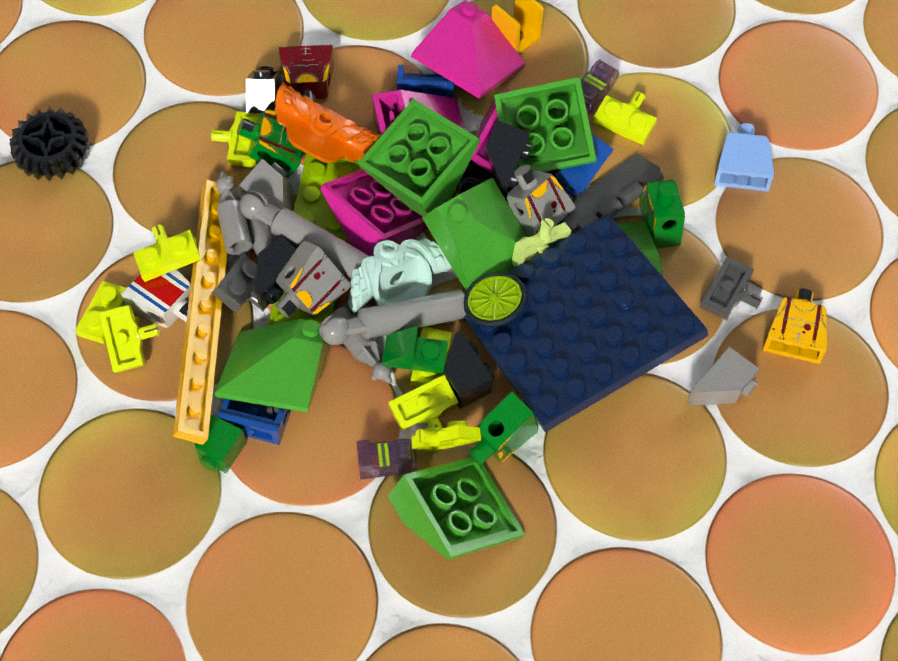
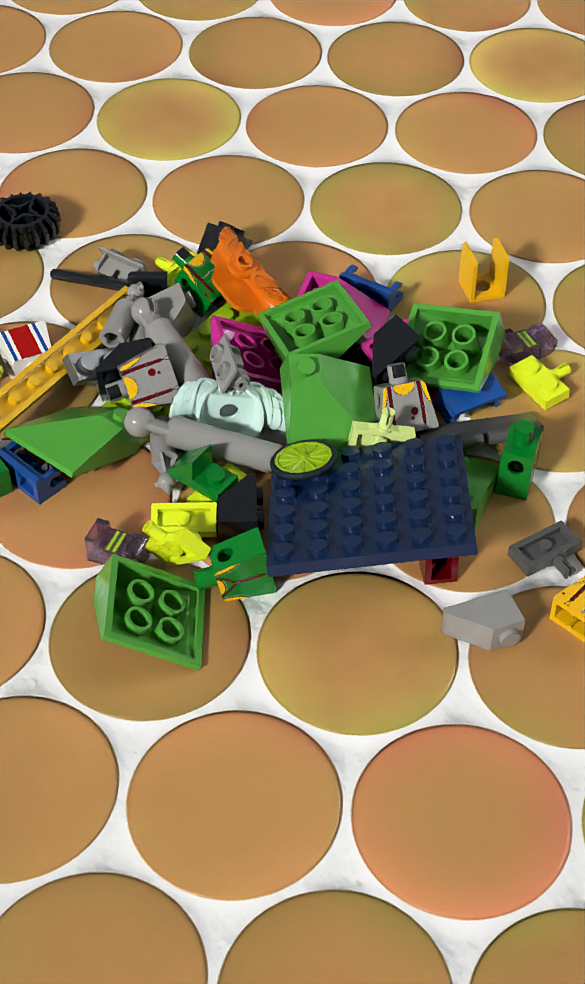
camera: 30 degrees right, 15 degrees down
(166, 254) = (46, 319): neon yellow plate -> none
(171, 155) = (114, 262): none -> light grey hinge
(232, 164) = (151, 280): none -> black piece
(308, 69) = (274, 244): dark red torso -> none
(379, 239) = (228, 366): none -> light grey hinge
(469, 50) = (423, 272): dark pink slope -> none

